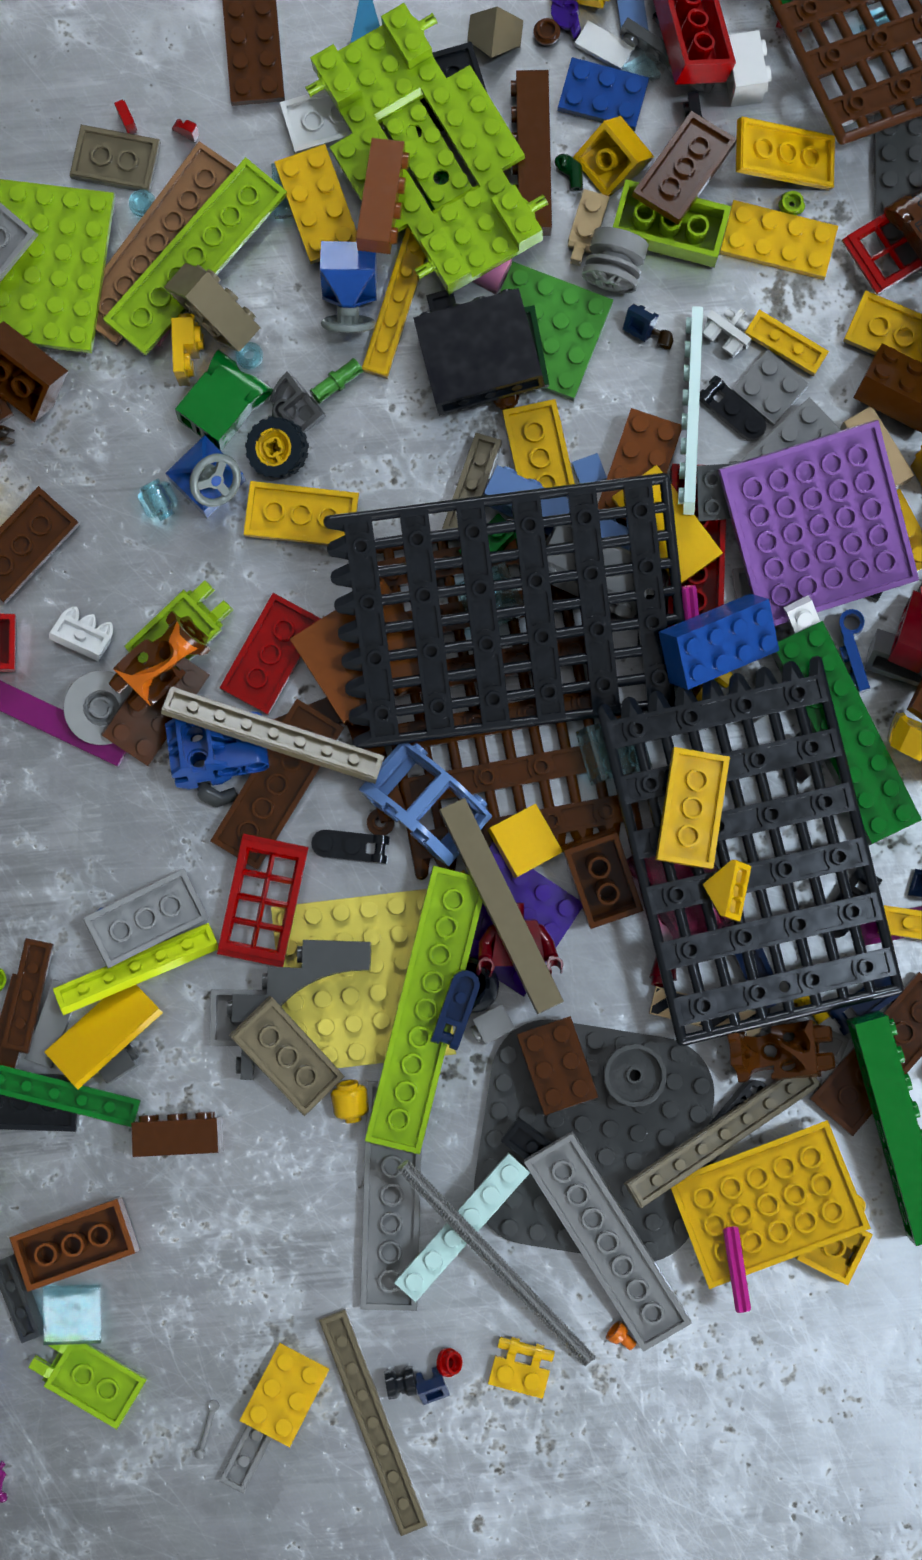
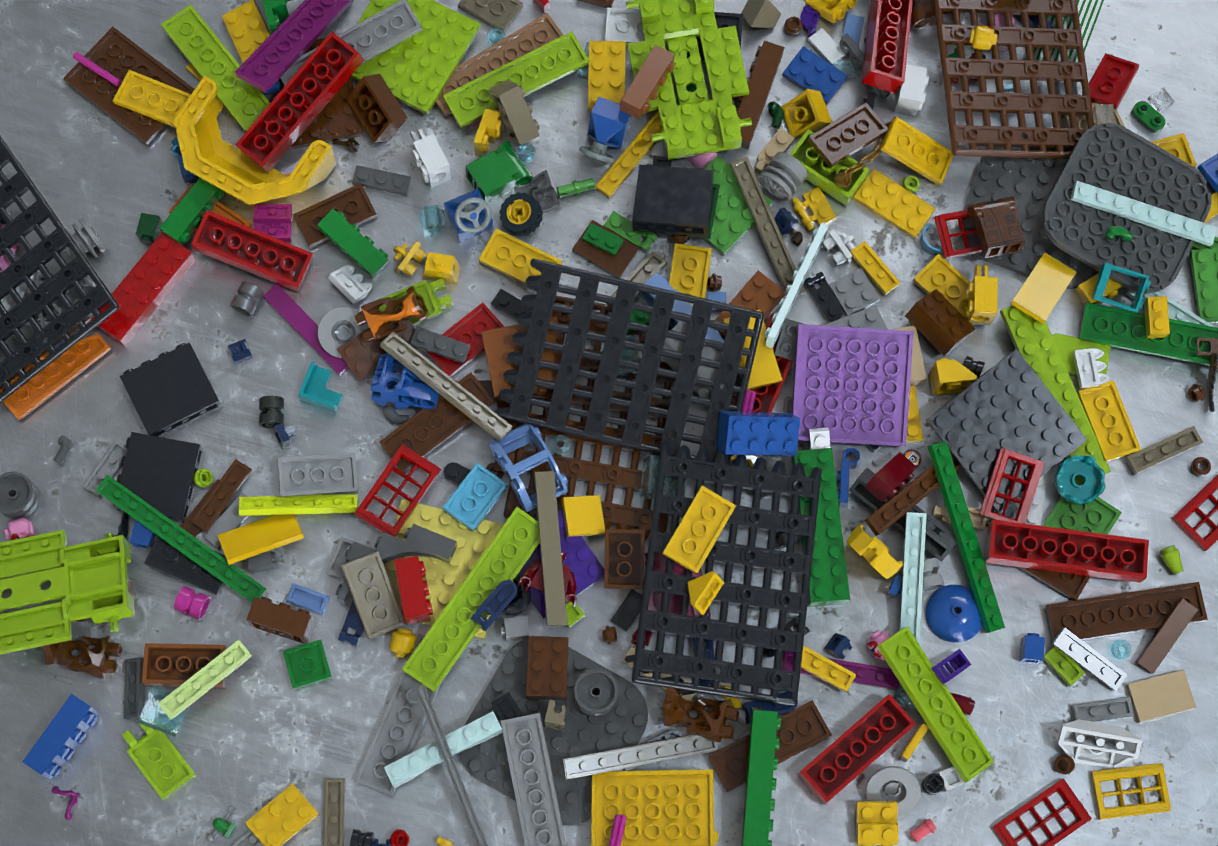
camera: 15 degrees right, 10 degrees down
(47, 854) = (271, 411): none -> pearl dark grey wheel
(51, 1156) = (193, 603): none -> dark pink wheel
(63, 577) = (352, 243): none -> green brick
(65, 470) = (381, 180): none -> dark grey plate
(77, 879) = (284, 434): none -> dark blue tile
(94, 803) = (314, 389): none -> teal panel
(110, 1257) = (204, 679): none -> yellowish green plate
(121, 415) = (430, 159): none -> white brick
(150, 556) = (414, 252): none -> yellow hips
(196, 566) = (441, 266): none -> yellow torso
(199, 1089) = (307, 599): none -> medium blue tile
(213, 1434) = (223, 826): none -> green piece
(235, 1178) = (307, 664): none -> green plate
(240, 676) = (440, 345): none -> dark grey plate
(273, 1097) = (352, 622): none -> dark blue plate
(313, 583) = (509, 304): none -> black hinge
(339, 1030) = (413, 590): none -> red brick
(369, 868) = (475, 497): none -> medium azure tile
(402, 442) = (603, 240): none -> green plate
(410, 453) = (613, 265): none -> reddish brown tile
(424, 415) = (623, 228): none -> bright green plate
(457, 762) = (560, 450): none -> clear light blue plate
(563, 980) = (574, 614): none -> lime plate
(577, 445) = (714, 282): none -> reddish brown plate
(597, 1132) = (555, 720): none -> dark tan hinge
(614, 335) = (764, 222): none -> dark tan tile
(619, 985) = (609, 634): none -> reddish brown plate
(632, 943) = (628, 611): none -> black tile
(678, 284) = (817, 205): none -> yellow plate
(703, 234) = (844, 179): none -> pearl gold piece
(843, 284) = (927, 247): none -> dark azure helmet

